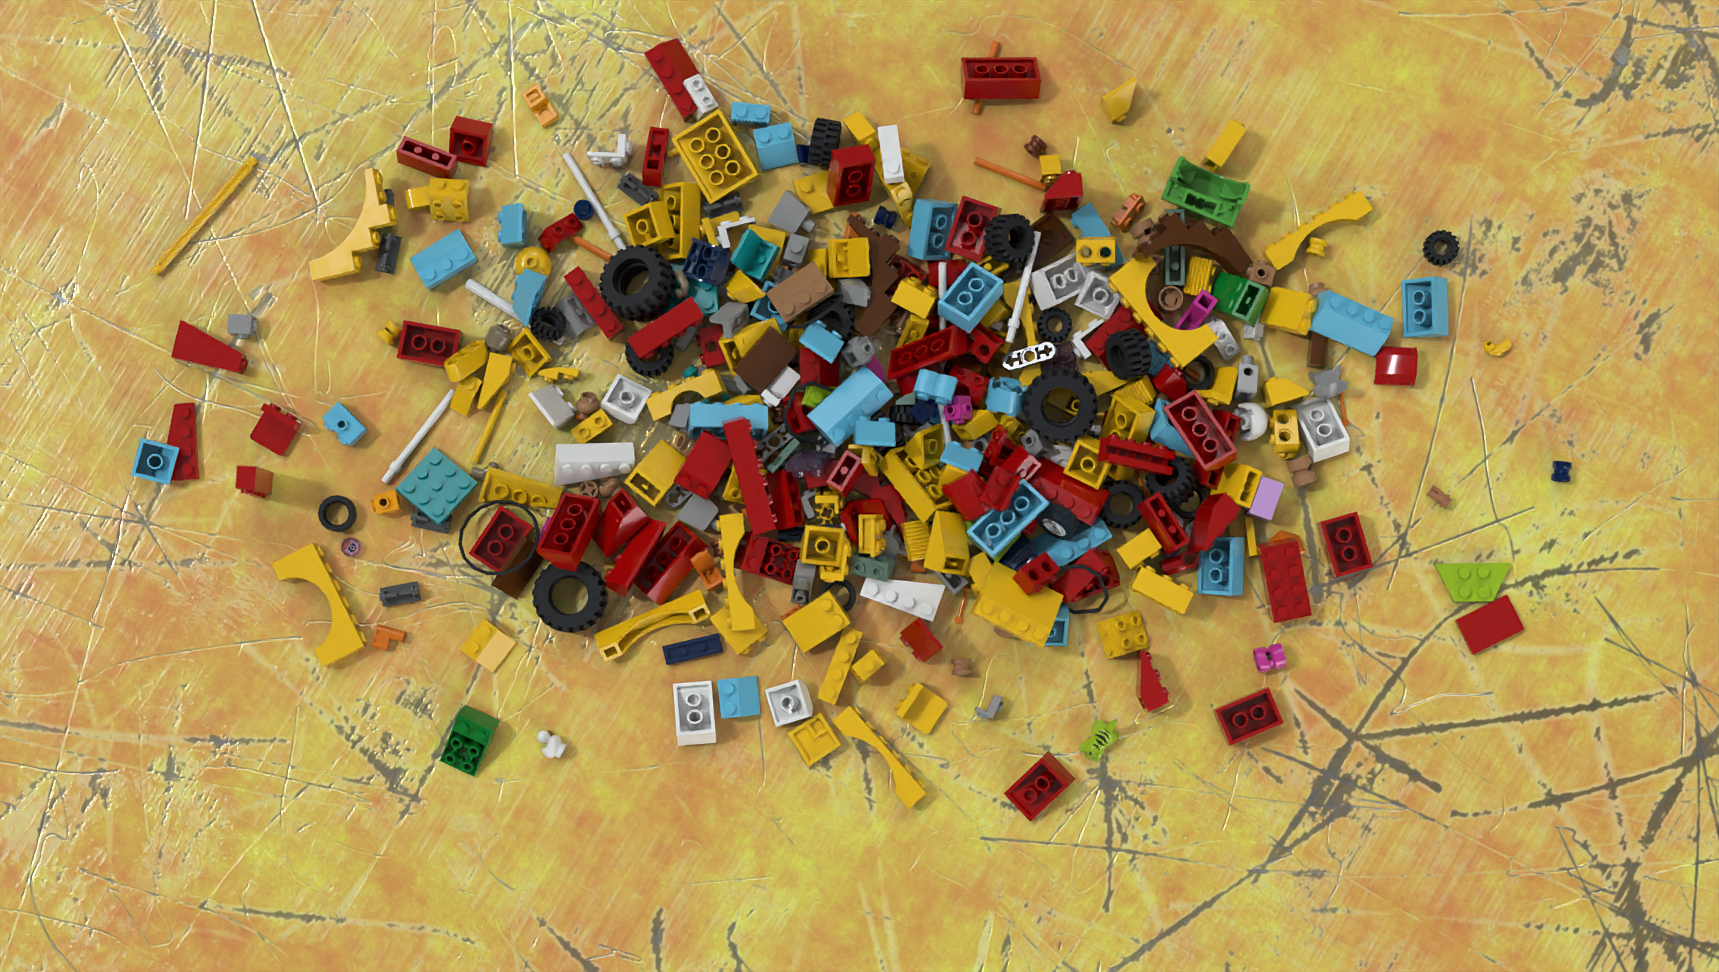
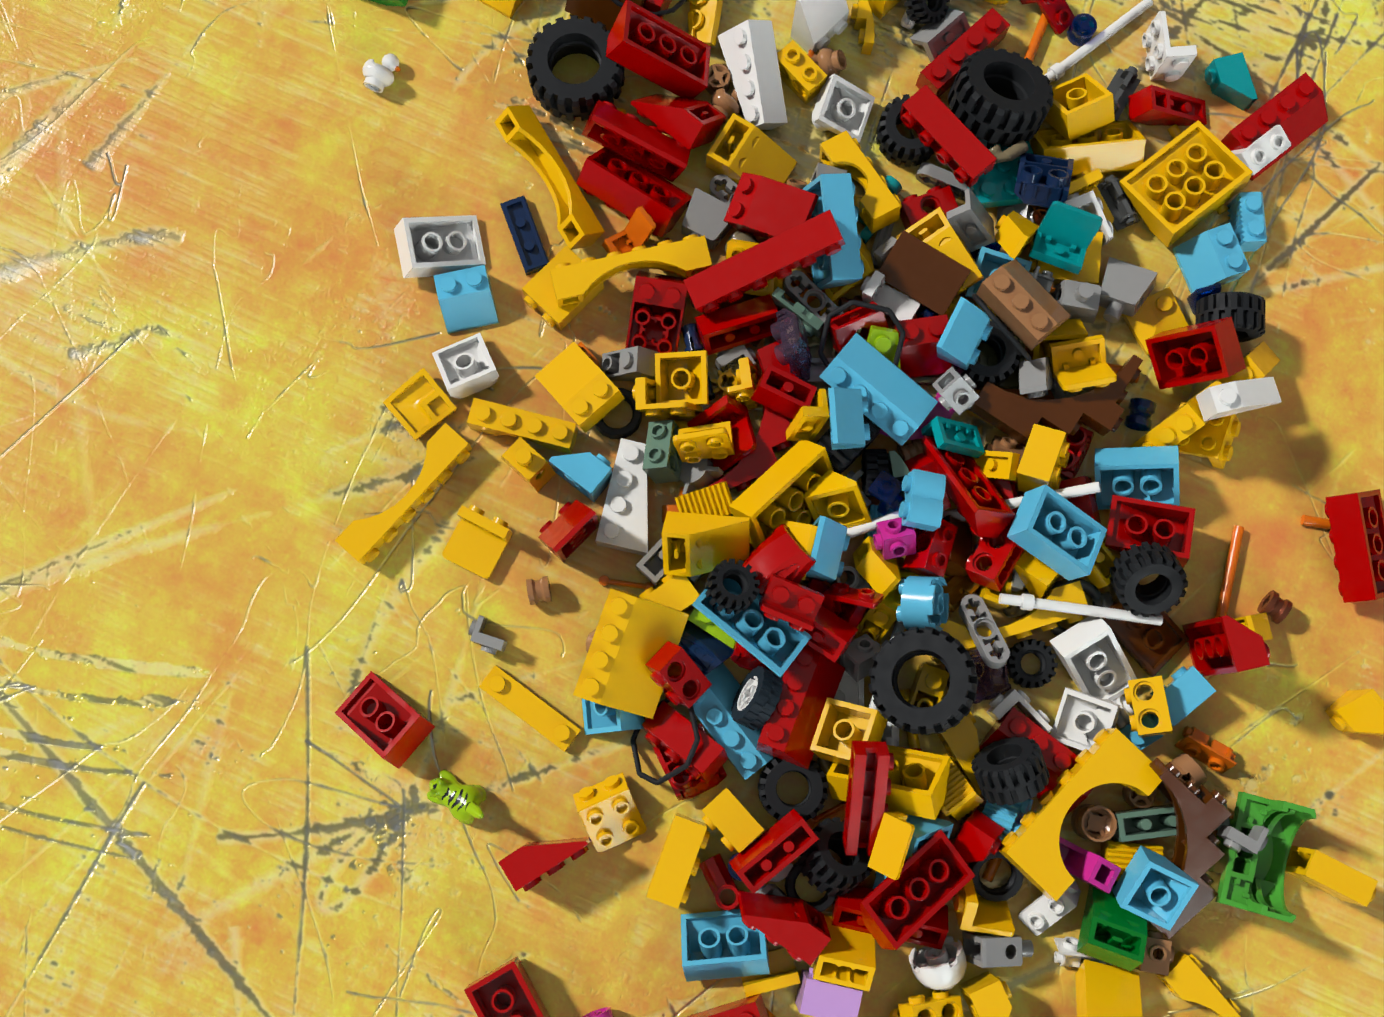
camera: 80 degrees right, 5 degrees down
(638, 106) = (1231, 80): none -> teal slope
(881, 623) = (584, 471): none -> medium azure slope
(890, 355) = (955, 436): none -> teal bracket
(976, 520) = (741, 576): none -> black tyre
(1043, 682) = (530, 708): none -> yellow plate
(1168, 443) = (891, 844): none -> yellow panel
(1193, 210) = (1239, 841): none -> light grey bracket
(1218, 269) = (1154, 888): none -> medium azure slope

